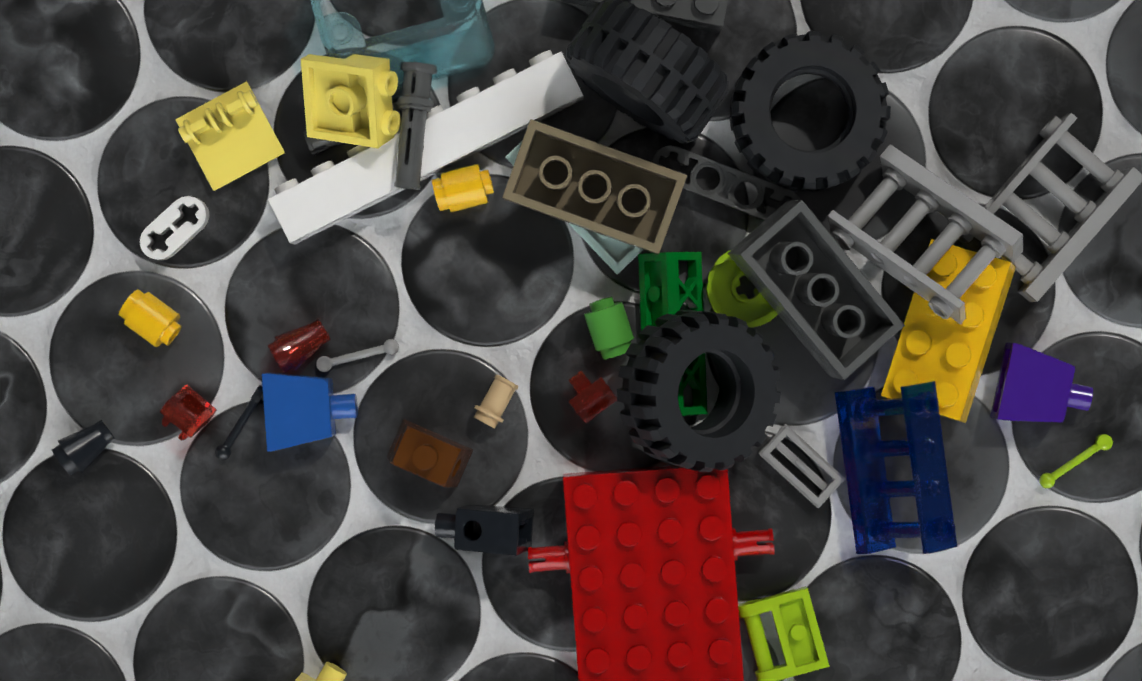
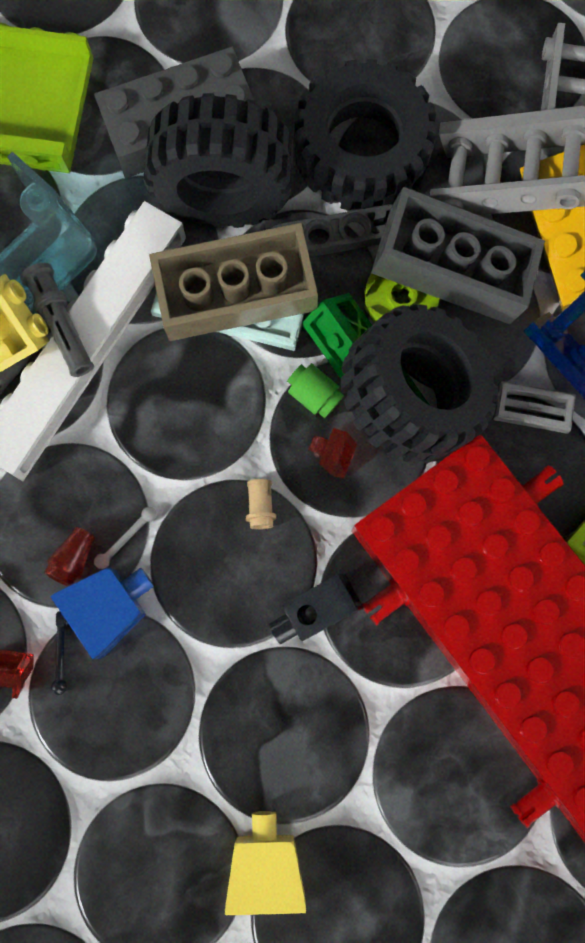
camera: 30 degrees left, 10 degrees down
(429, 455) = (232, 578): reddish brown torso -> none
(462, 188) = (131, 353): yellow brick -> none

